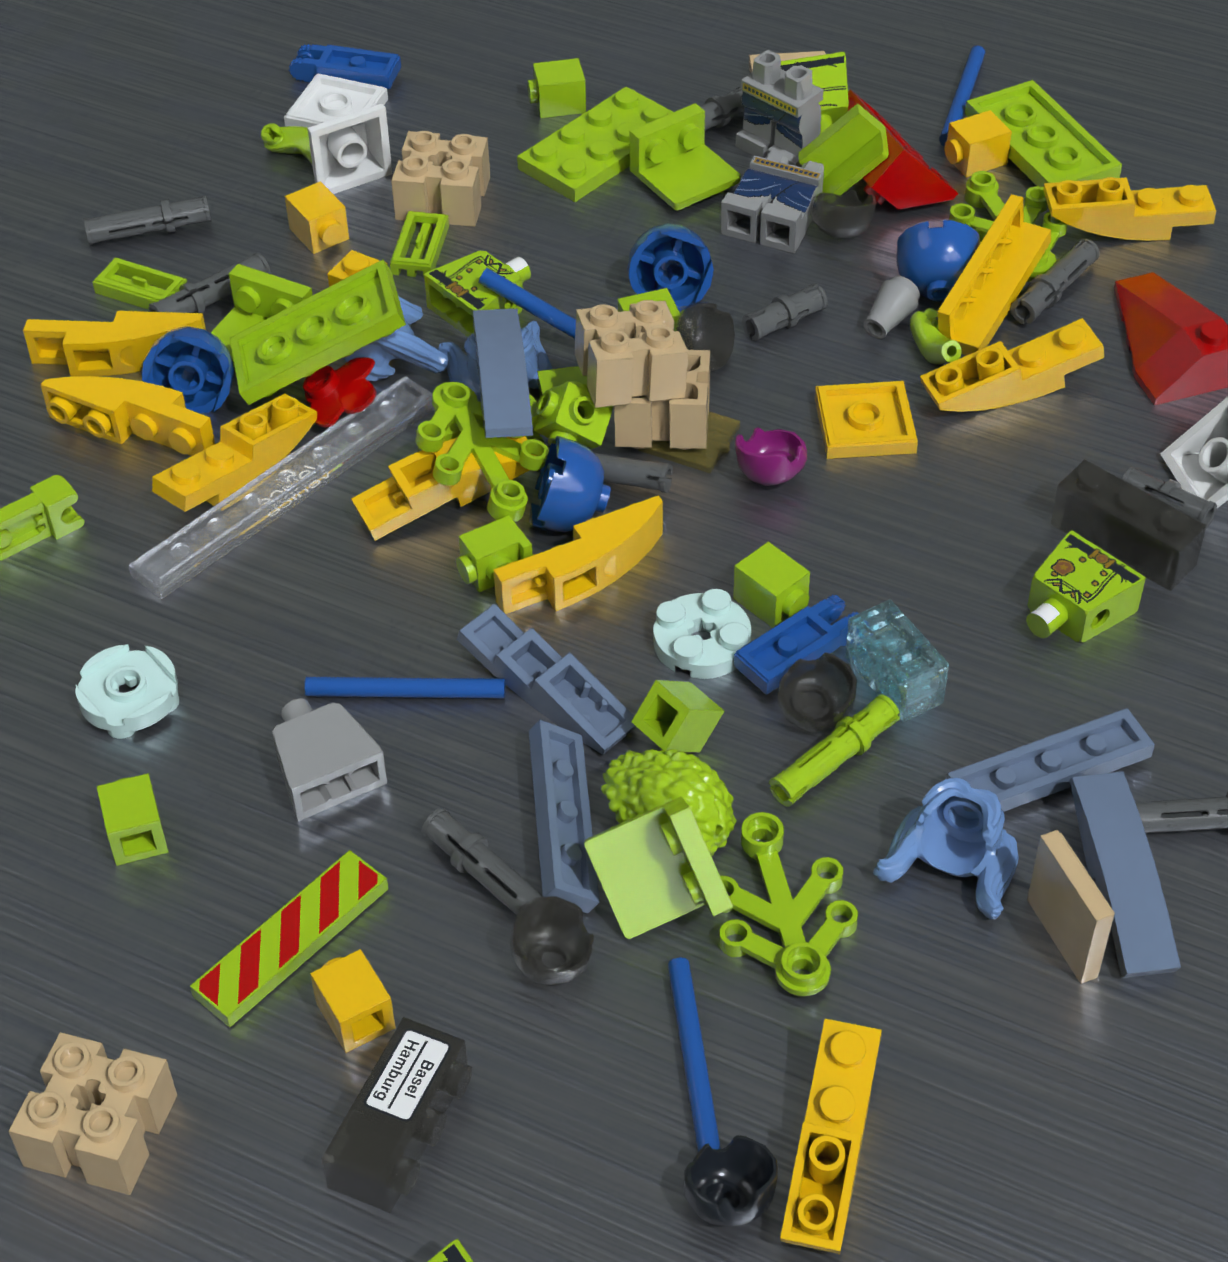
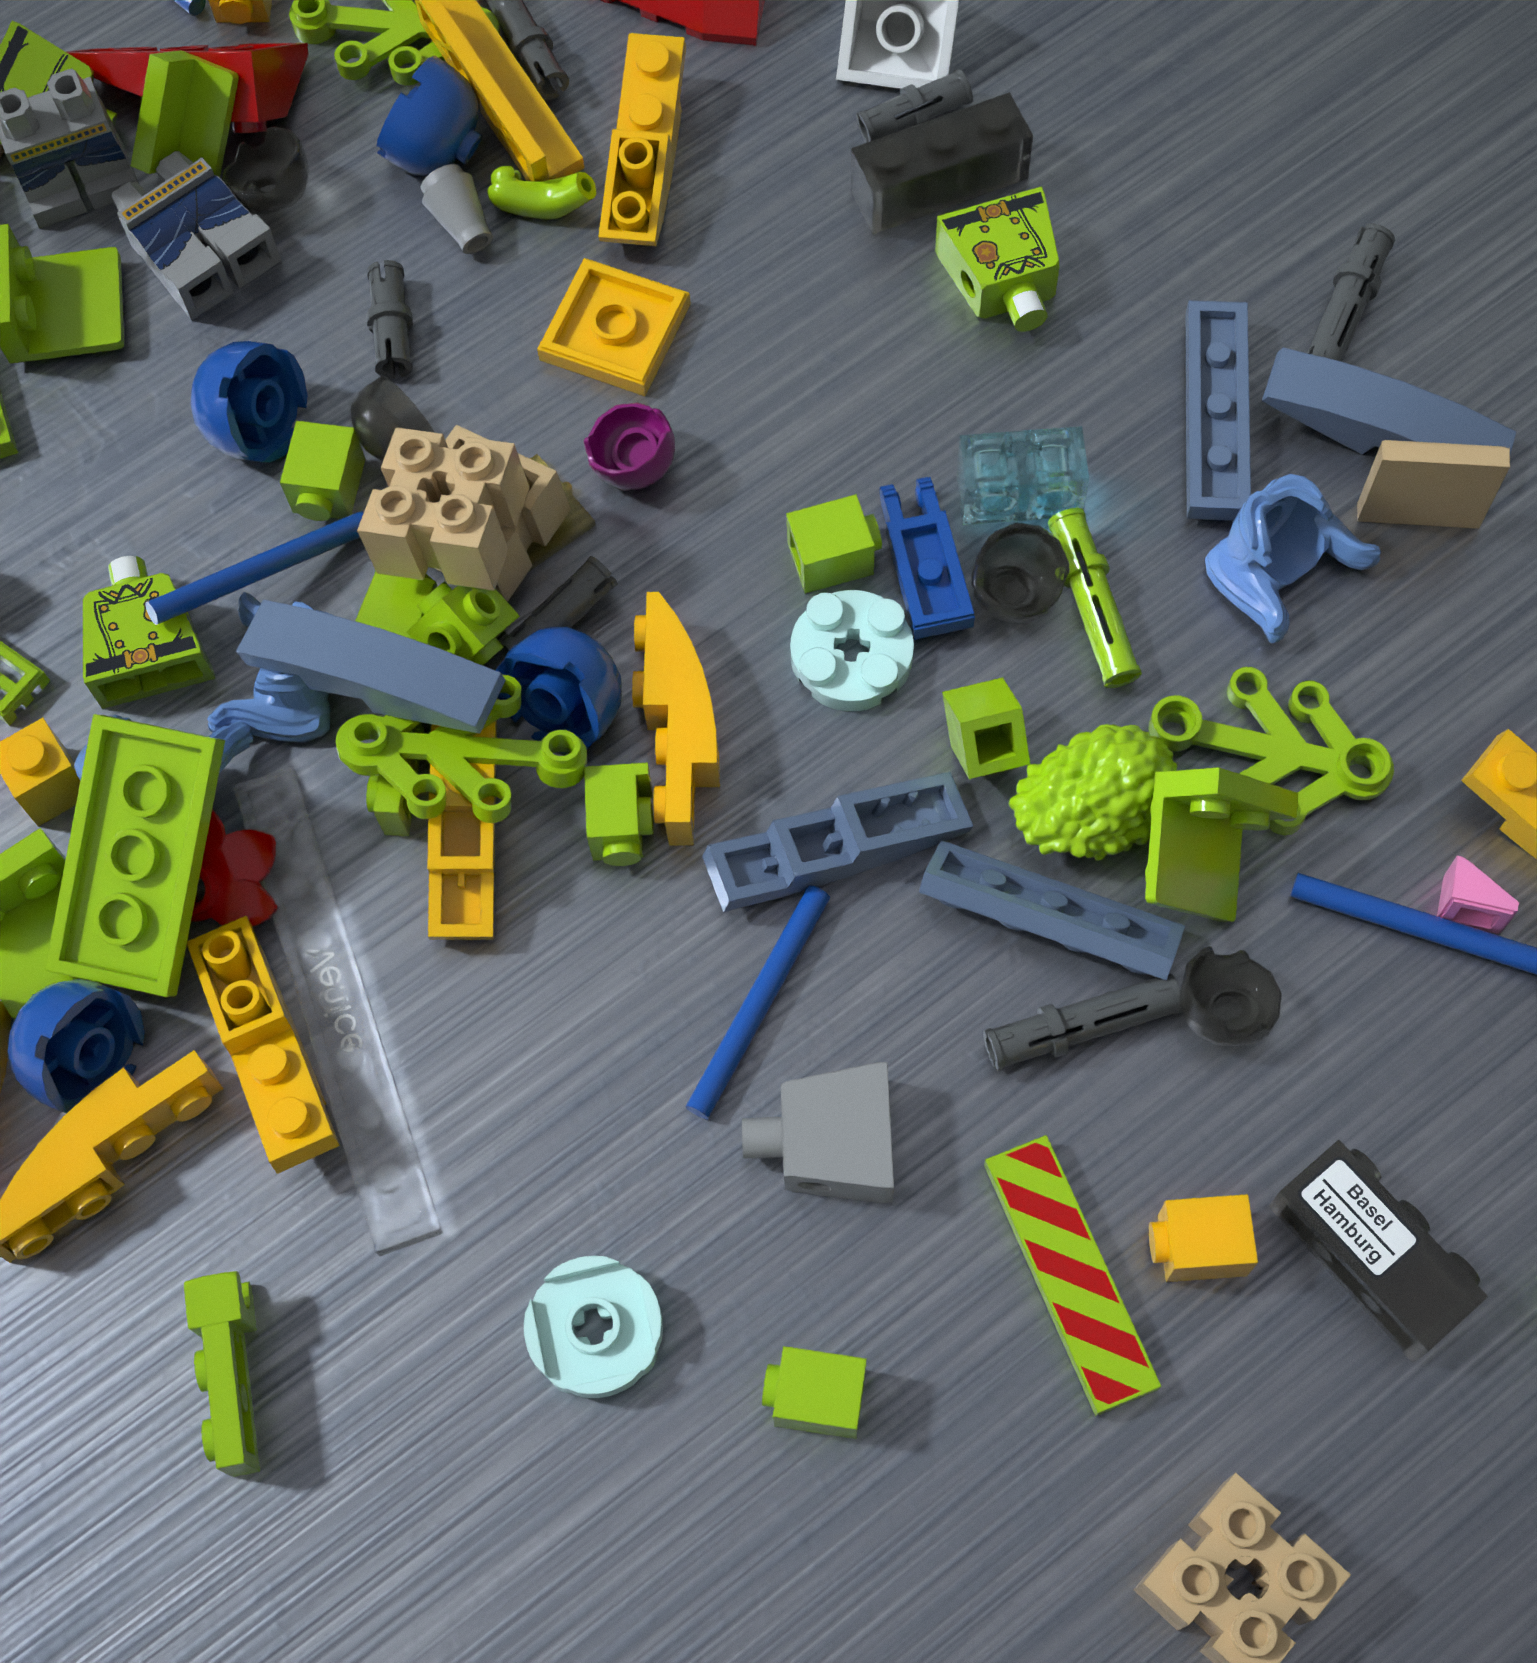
camera: 60 degrees left, 20 degrees up
(728, 1074) = (1474, 898): none -> bright pink slope

